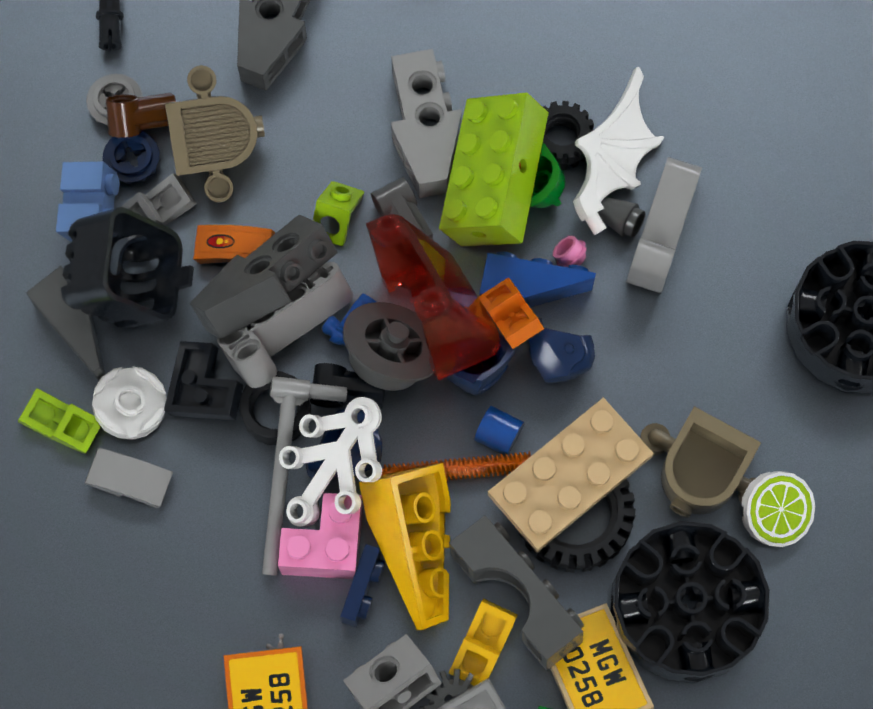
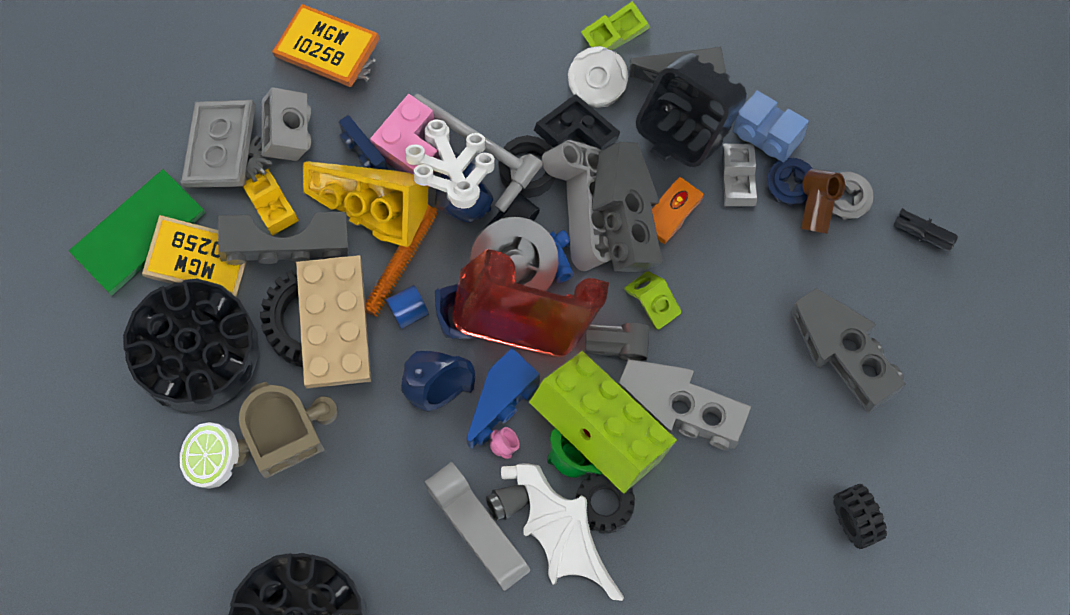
camera: 125 degrees right, 0 degrees up
(128, 477) = (543, 47): light grey slope -> none
(211, 133) = (769, 237): dark tan piece -> none
(511, 313) = (477, 352): orange slope -> none

